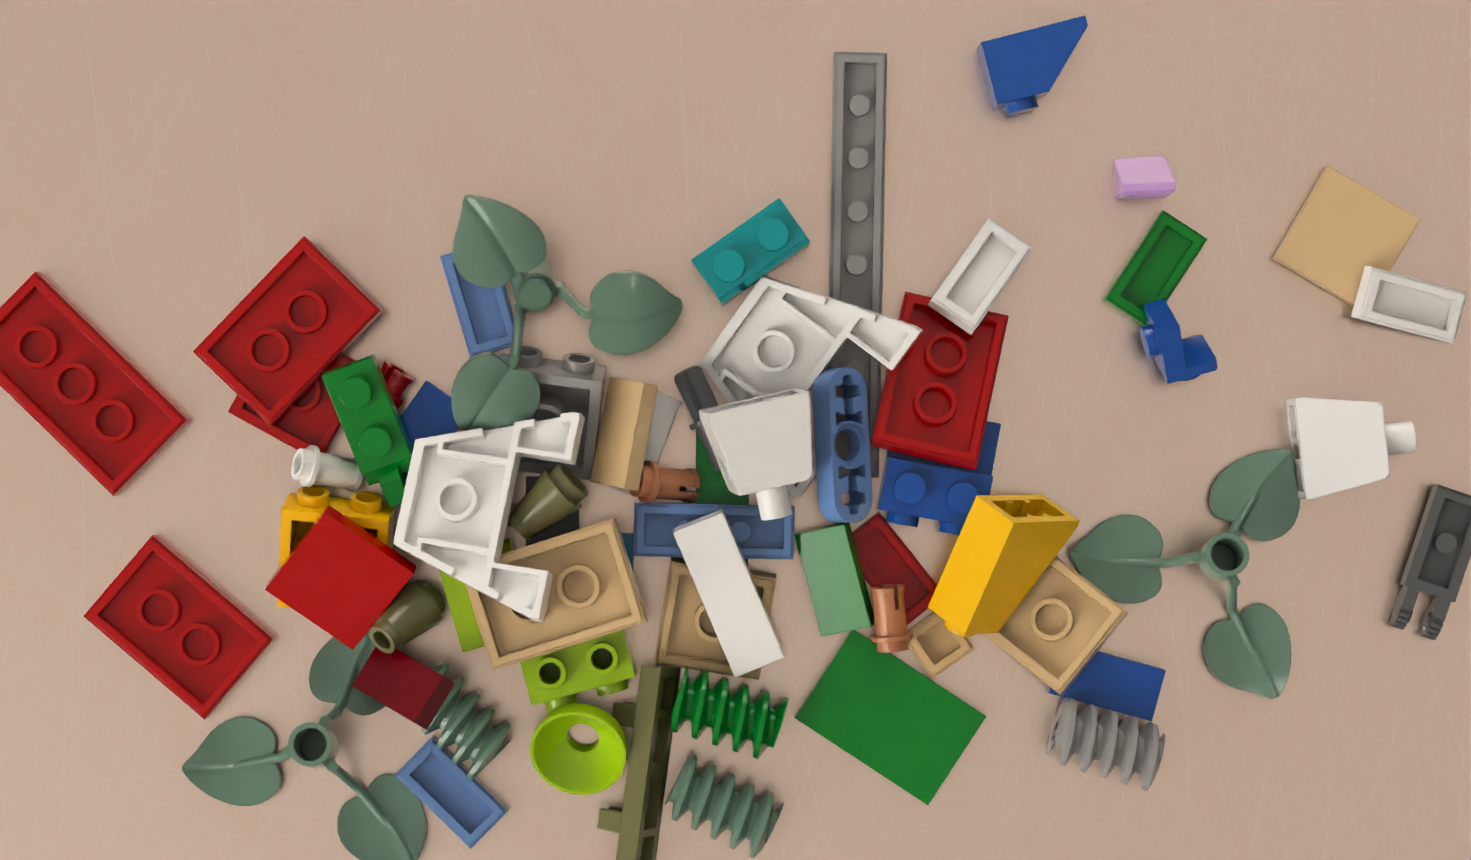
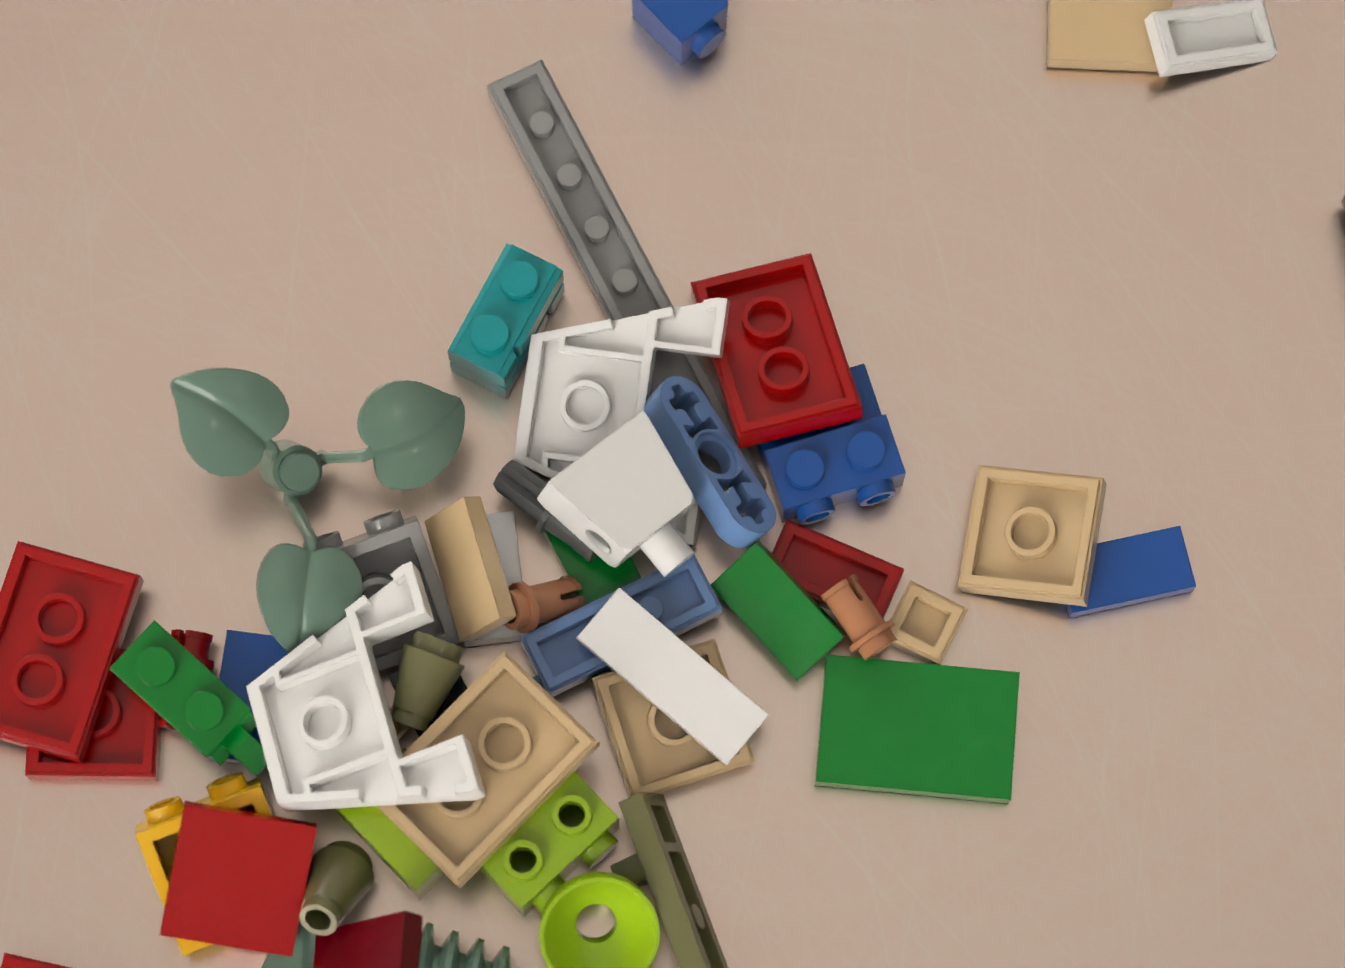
camera: 30 degrees left, 15 degrees down
(325, 469) = (162, 777): white pin -> none
(482, 312) = (240, 516): medium blue tile -> none
(723, 805) = (790, 913): sand green piece -> none
(728, 713) = (740, 810): green piece -> none
(980, 276) = (759, 227): white tile -> none
(998, 560) = (939, 498): yellow slope -> none
(1106, 742) = (1161, 628): light grey piece -> none
(1143, 177) = (873, 53): lavender slope -> none
(1155, 266) = (935, 135): green tile -> none
(1174, 356) = (988, 194): blue bracket -> none
(1255, 496) = (1171, 311): sand green plant -> none
(1342, 443) = (1223, 203): white torso -> none

